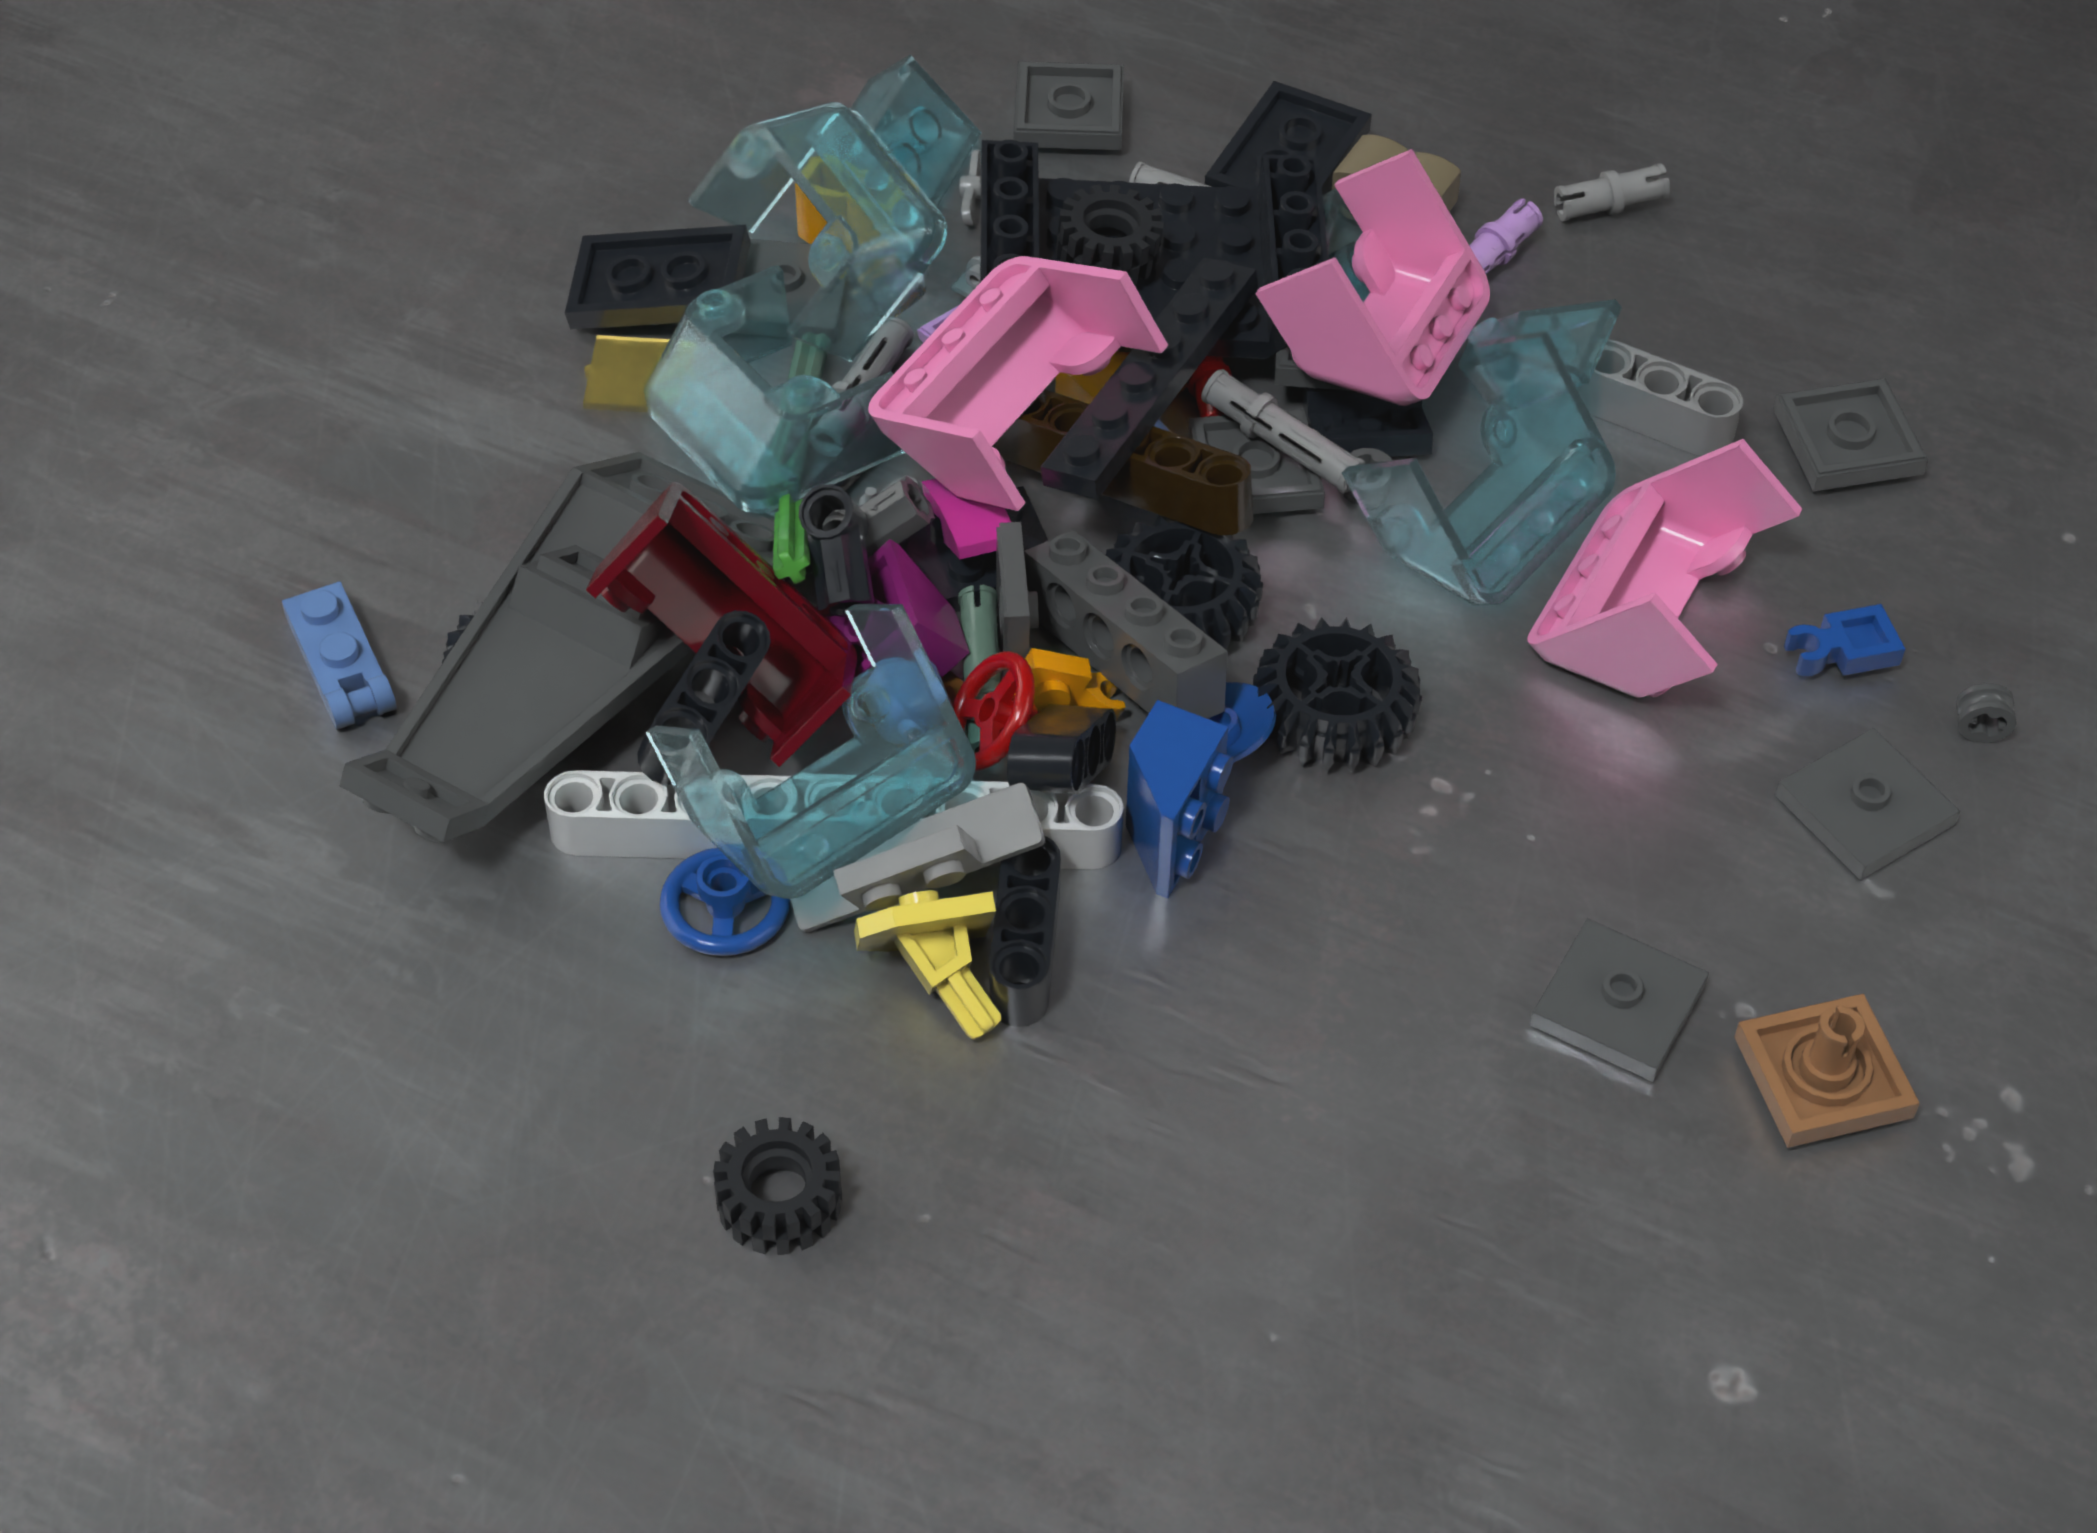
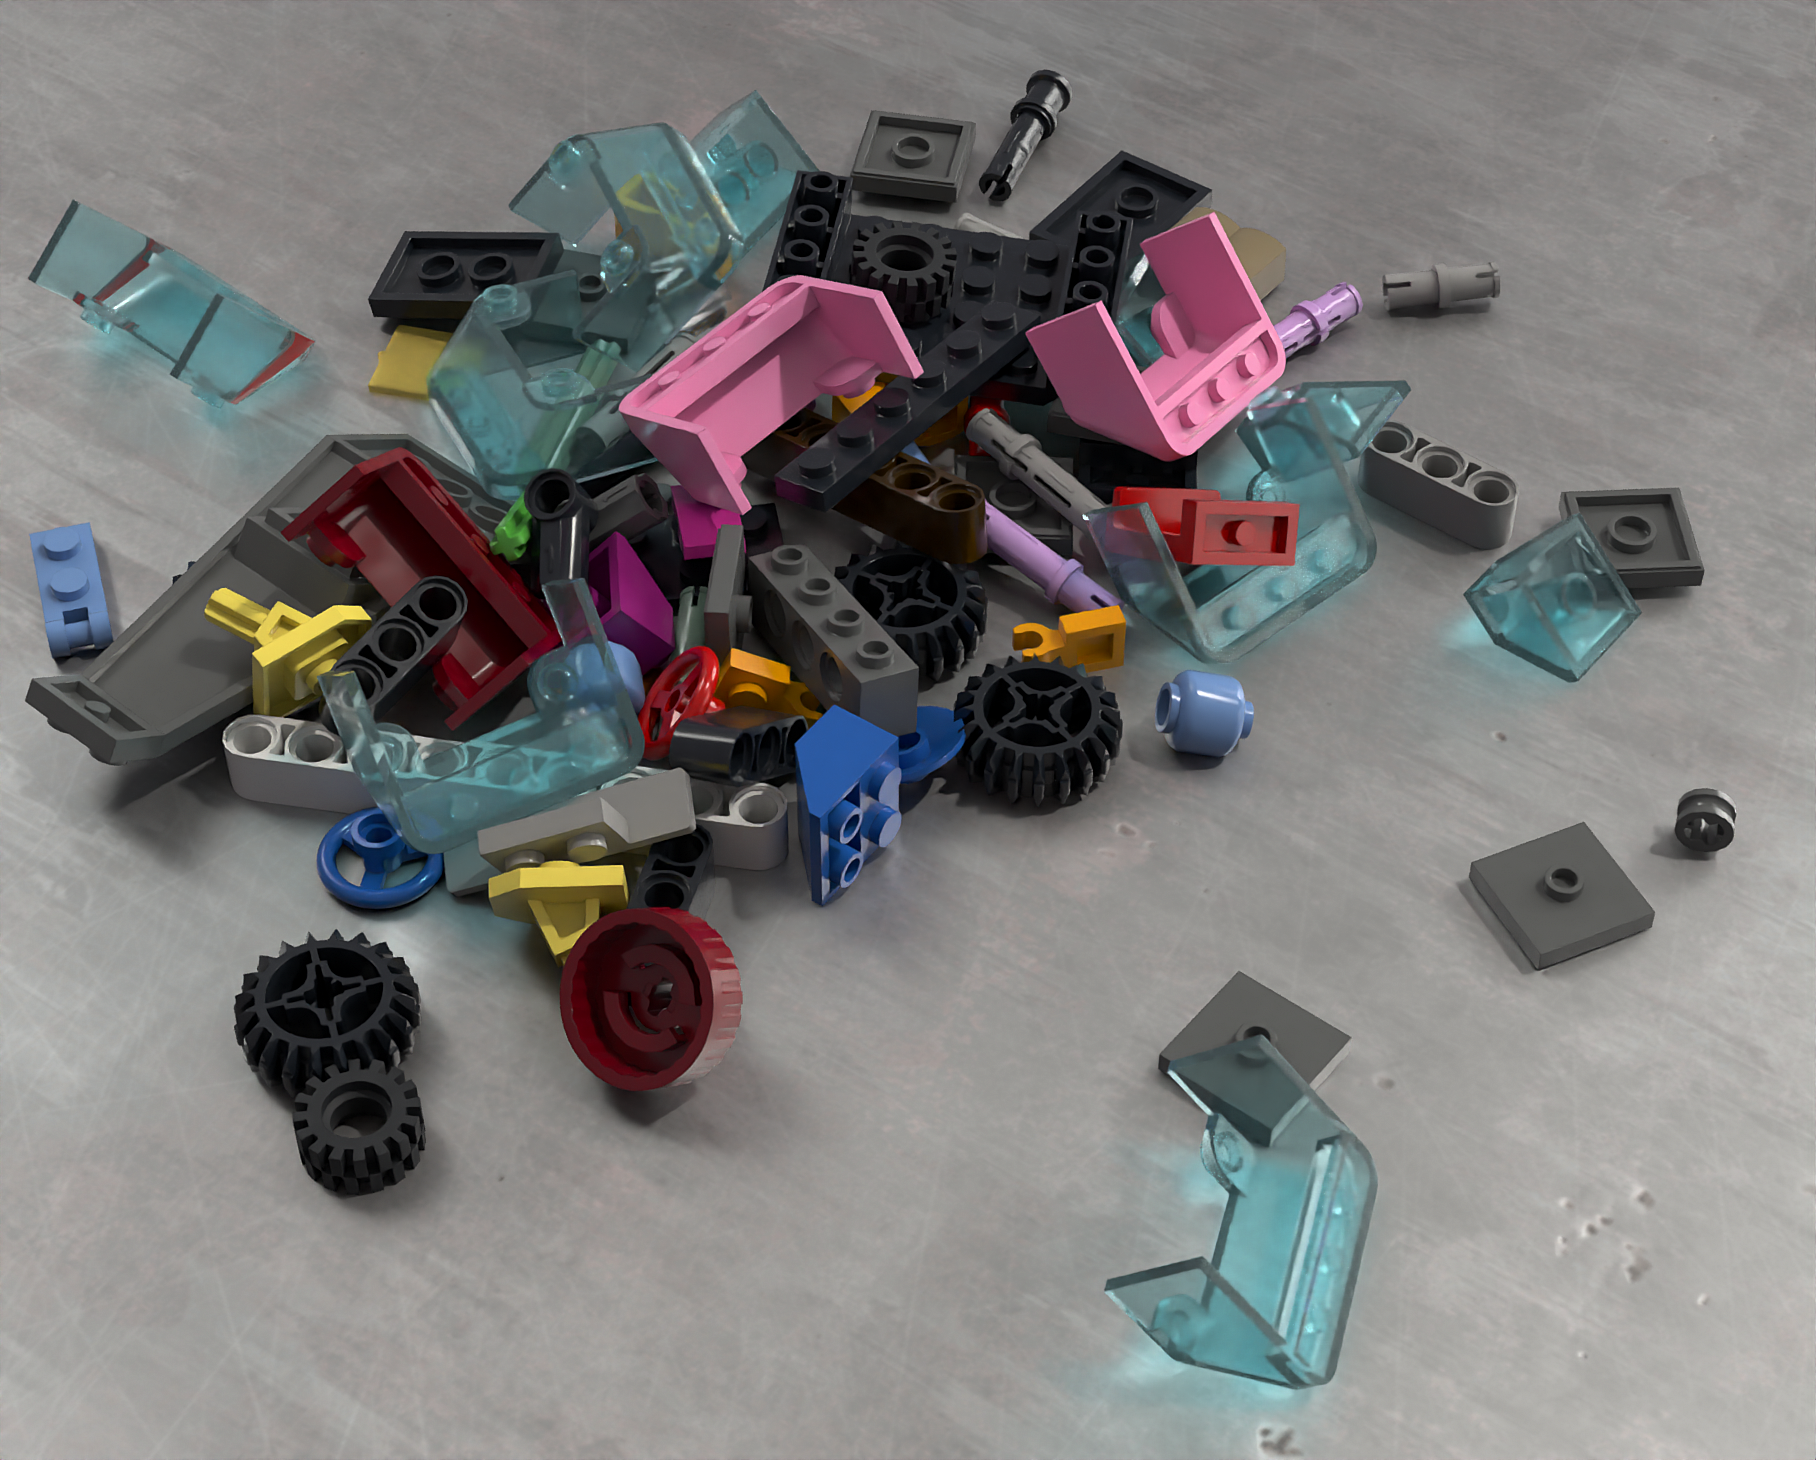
camera: 10 degrees right, 5 degrees down
(370, 342) = (198, 321): none -> clear light blue windscreen
(598, 699) = (287, 646): none -> light yellow piece
(738, 1042) = (285, 1019): none -> black gear
(1092, 1015) = (687, 988): none -> dark red piece
(1177, 57) = (1032, 121): none -> black pin
(1316, 532) = (1059, 578): none -> lavender pin
(1361, 596) = (1082, 637): none -> light orange plate
(1476, 476) = (1218, 531): none -> red panel
(1492, 659) = (1203, 713): none -> medium blue head
(1641, 563) = (1385, 639): bright pink windscreen -> none
(1694, 1175) = (1289, 1232): none -> clear light blue windscreen
(1826, 1070) = (1450, 1146): medium nougat plate -> none
(1831, 505) = (1555, 600): none -> clear light blue slope
(1852, 638) = (1580, 733): blue plate -> none

